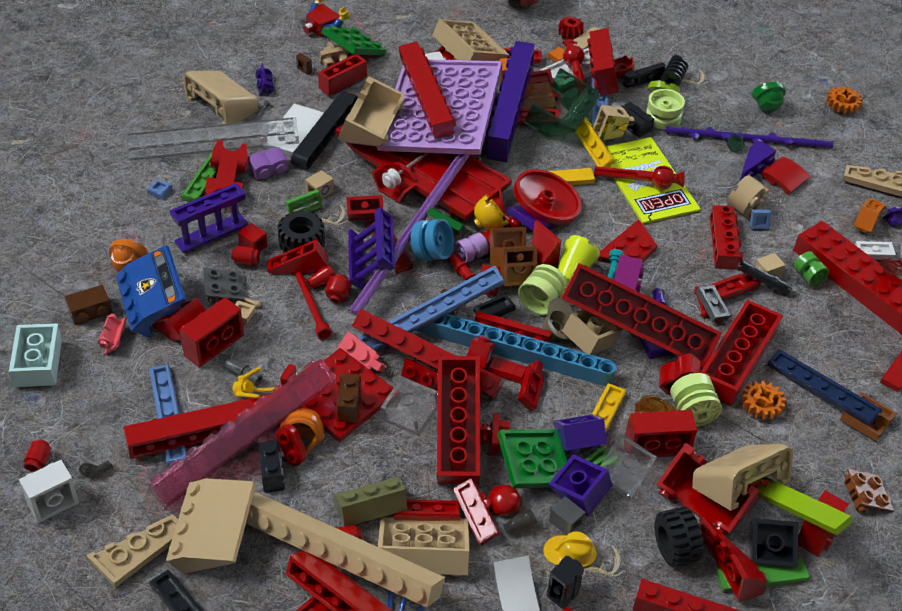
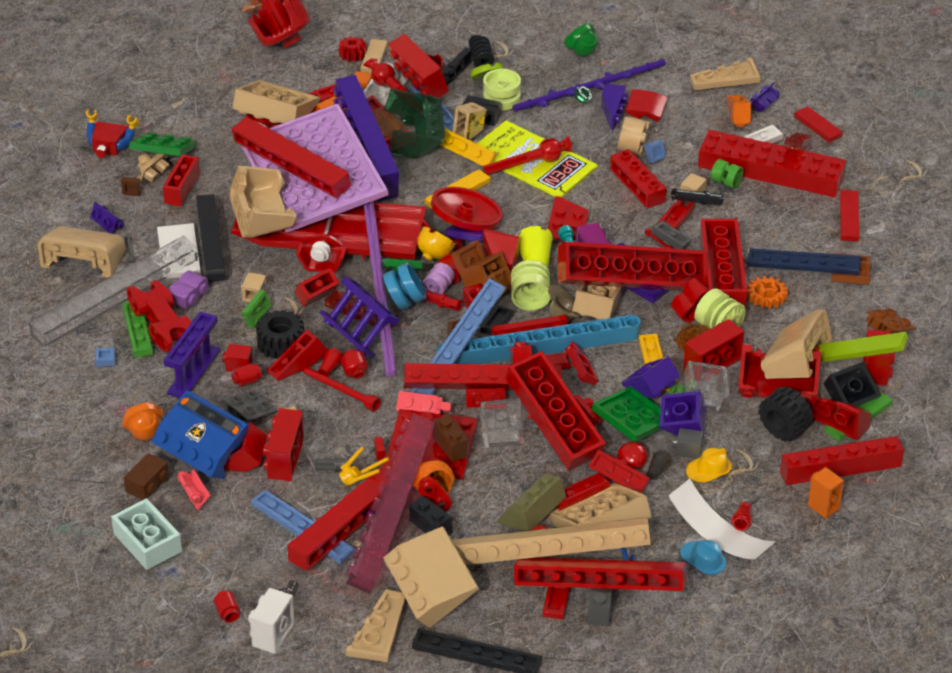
camera: 30 degrees left, 5 degrees down
(565, 581) = (728, 484): black brick -> none
(844, 100) = (644, 17): orange gear -> none

